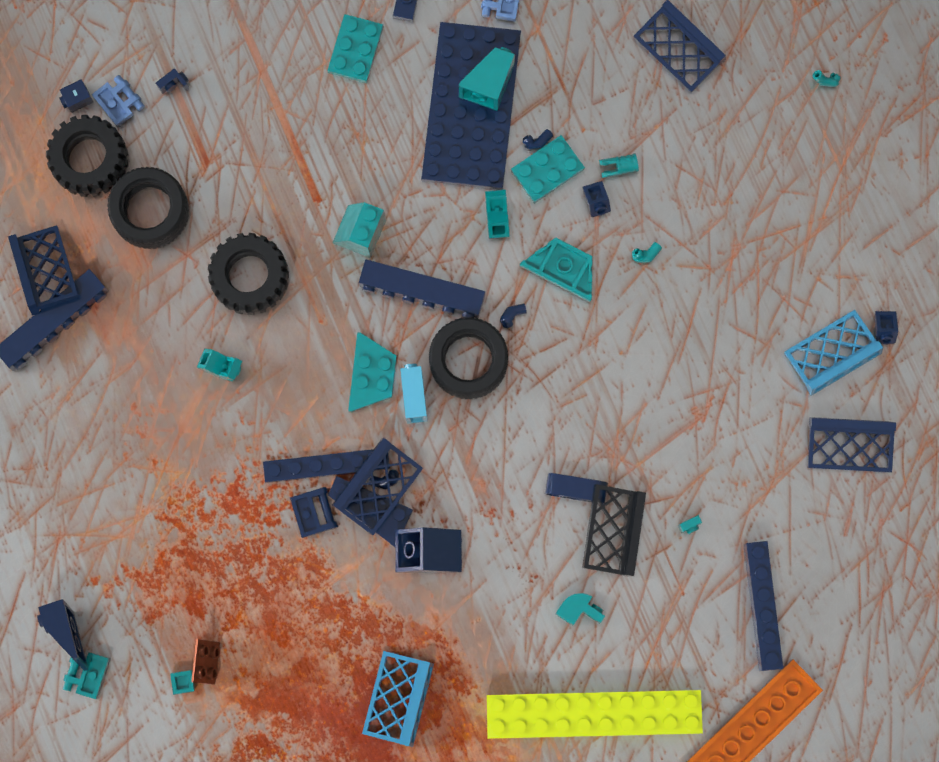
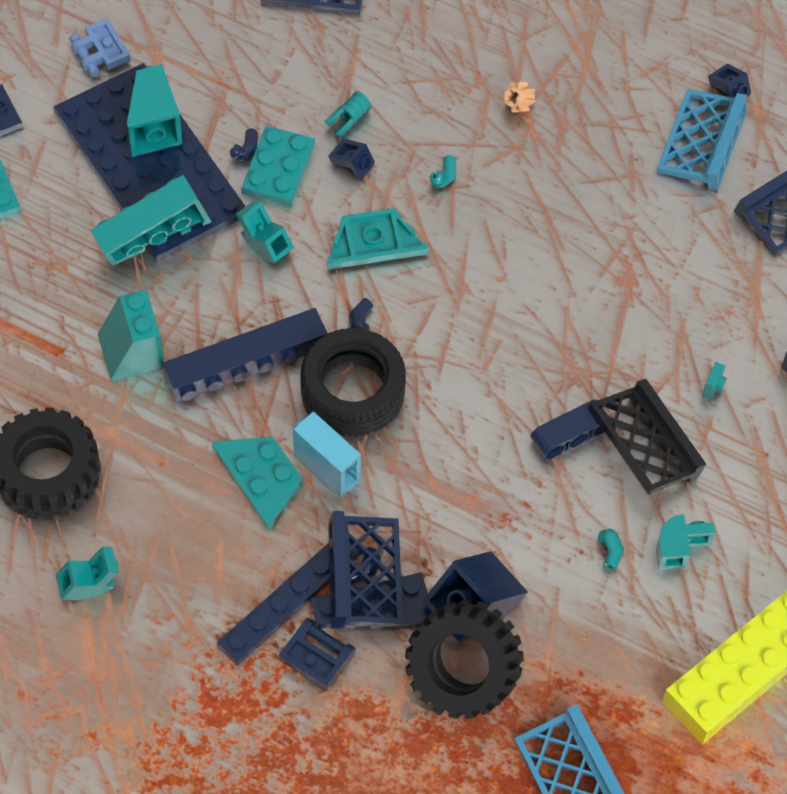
camera: 45 degrees left, 20 degrees down
(403, 584) = (434, 679): none -> black tyre
(430, 156) = (150, 221): none -> teal wedge
(539, 580) = (615, 548): none -> teal arm
(737, 235) = (519, 96): none -> light nougat gear

